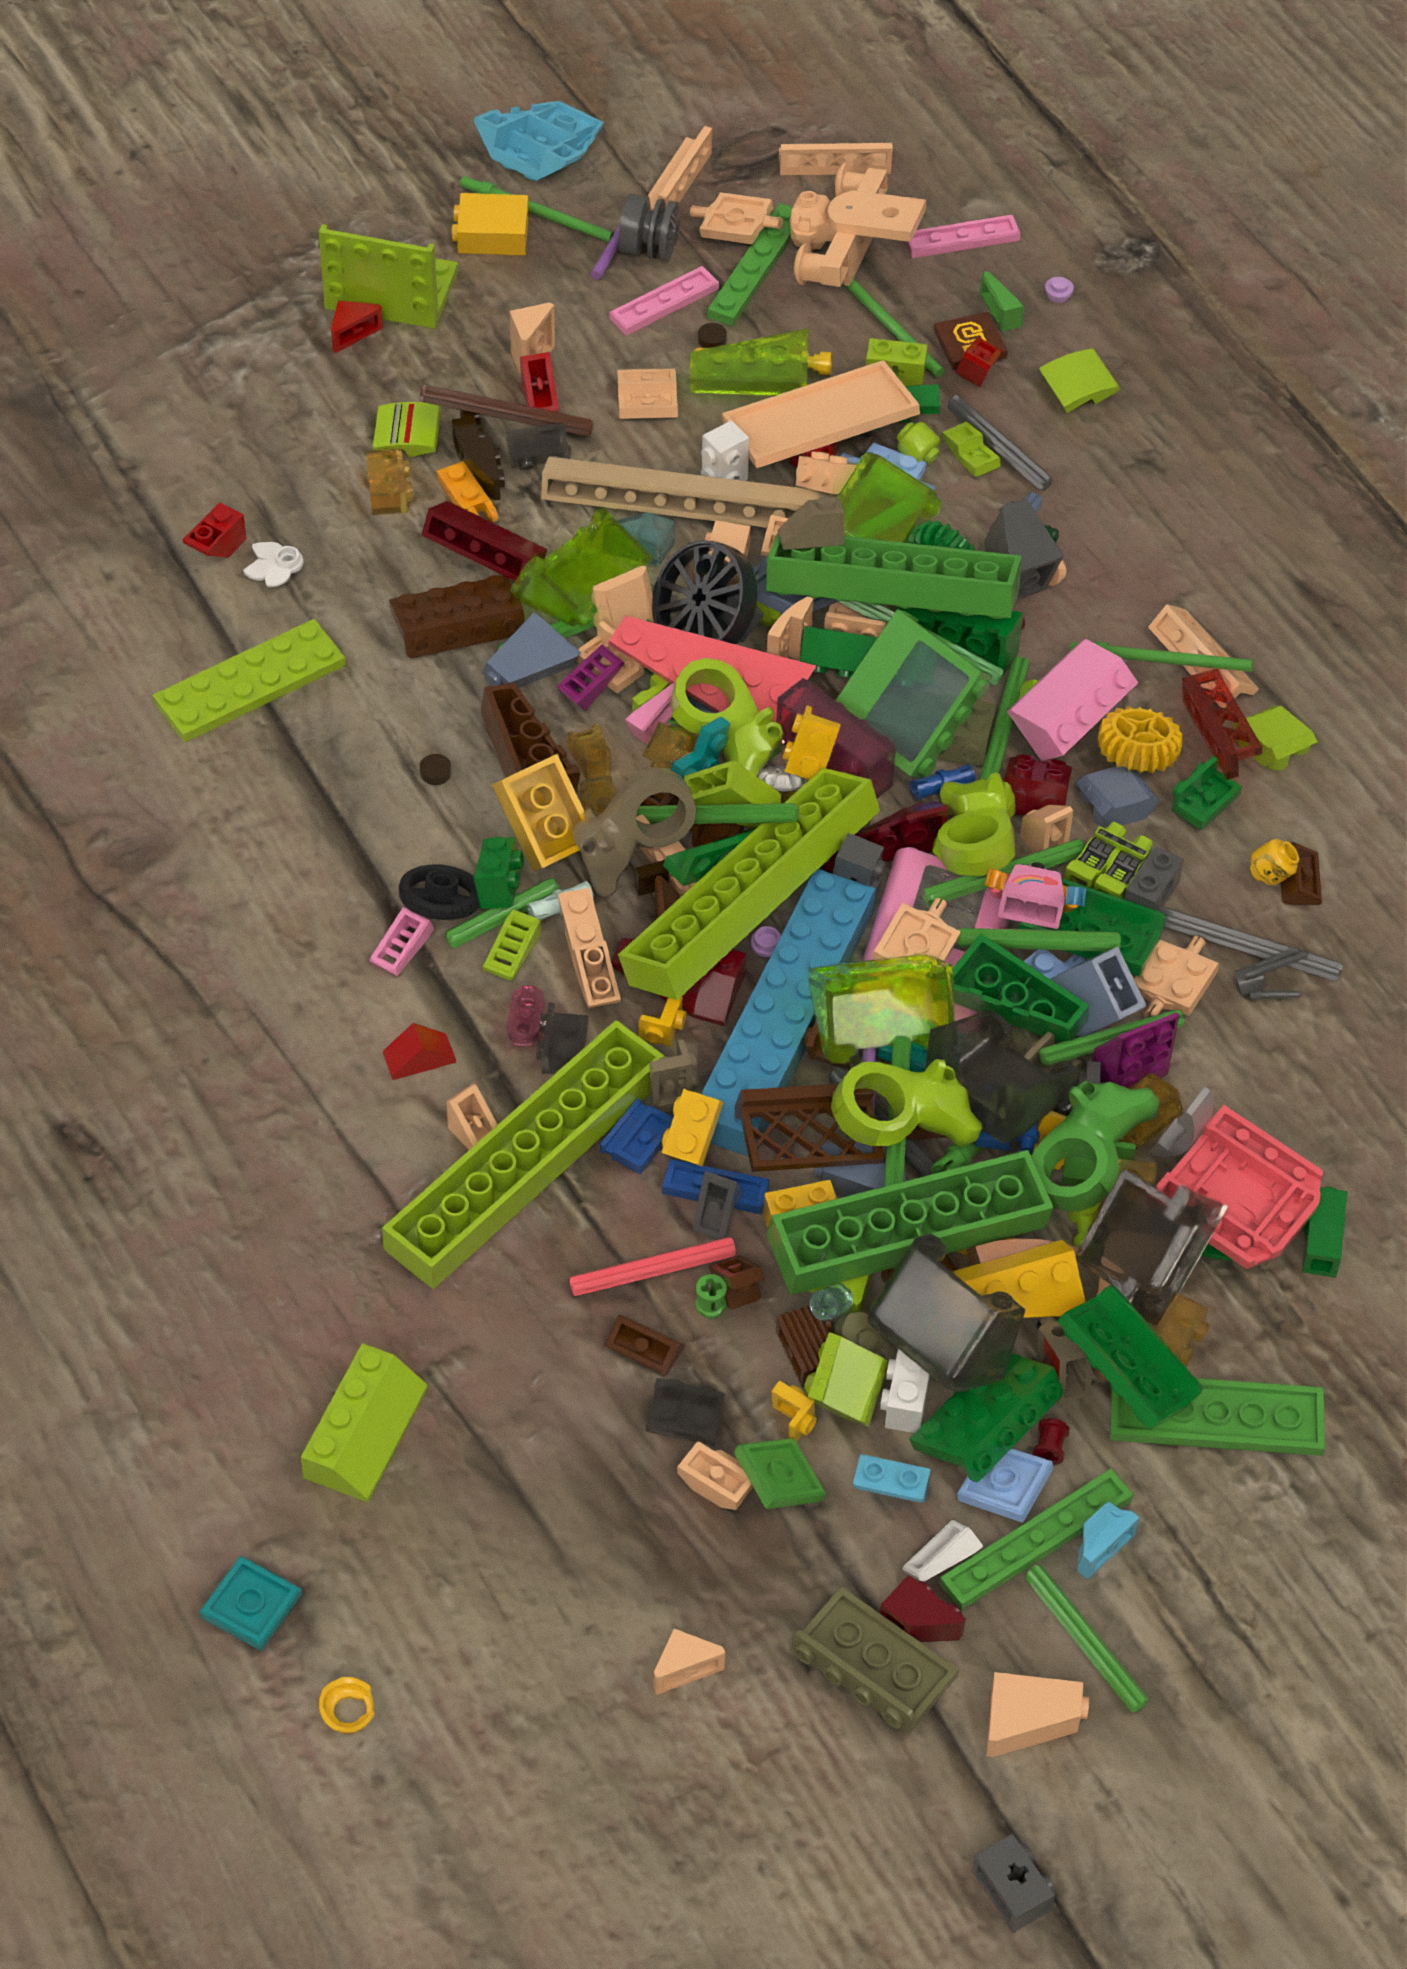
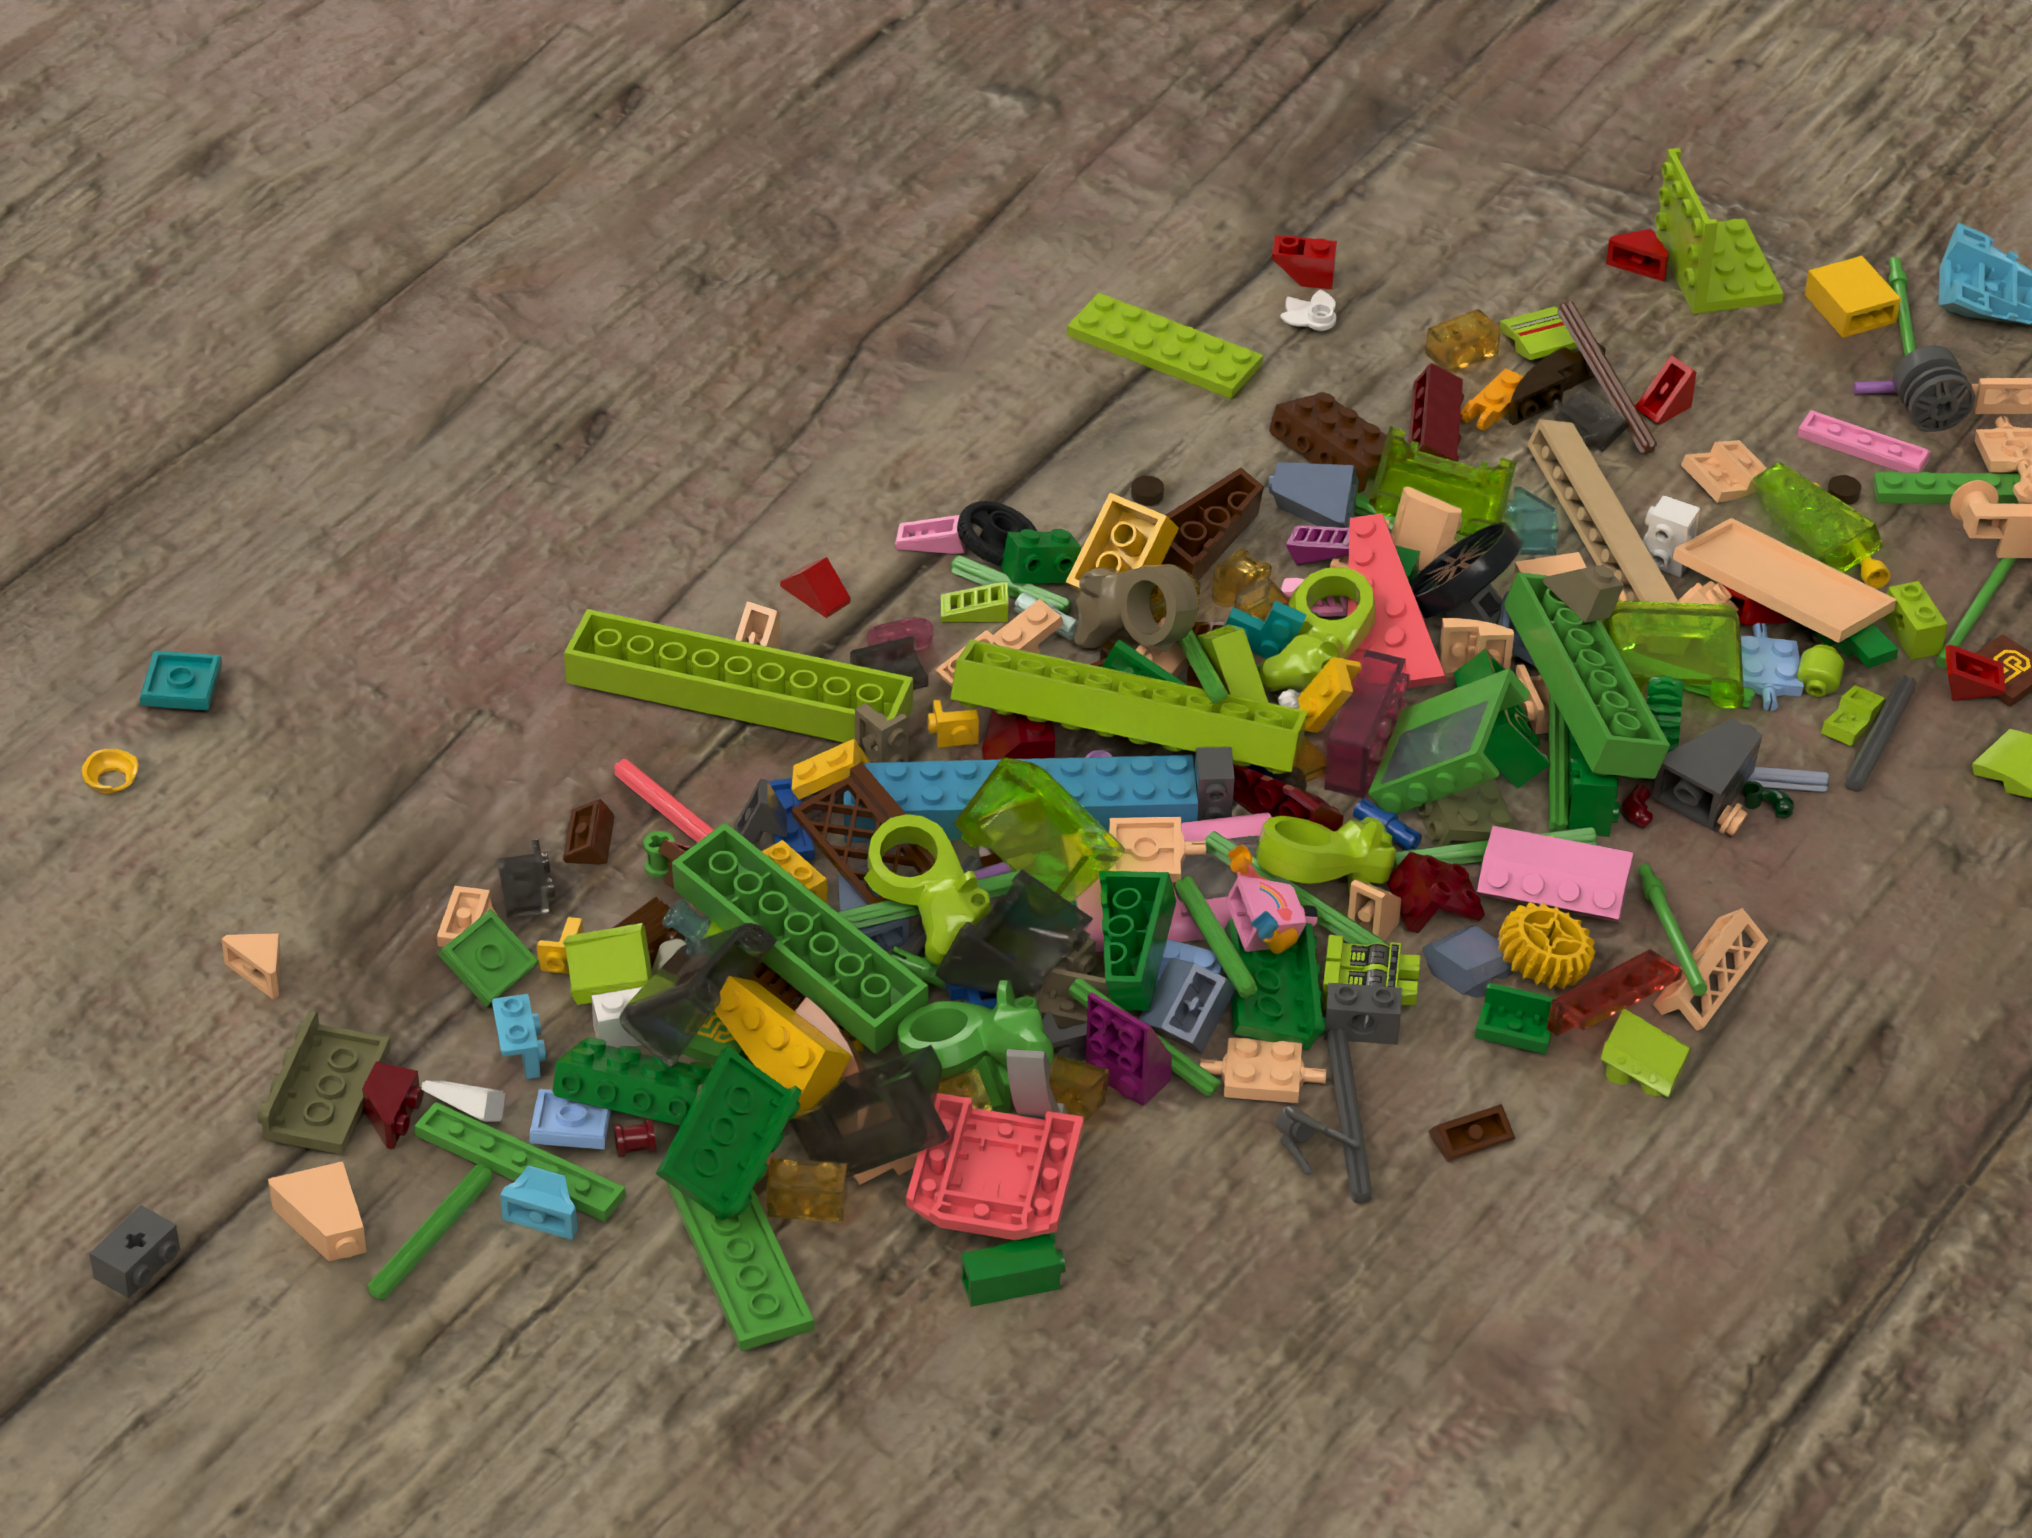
camera: 65 degrees right, 10 degrees down
(363, 1424) = (394, 681): lime slope -> none
(532, 331) = (1717, 359): light nougat slope -> none
(637, 1136) = (802, 744): blue plate -> none
(1274, 862) = (1460, 1094): yellow head -> none

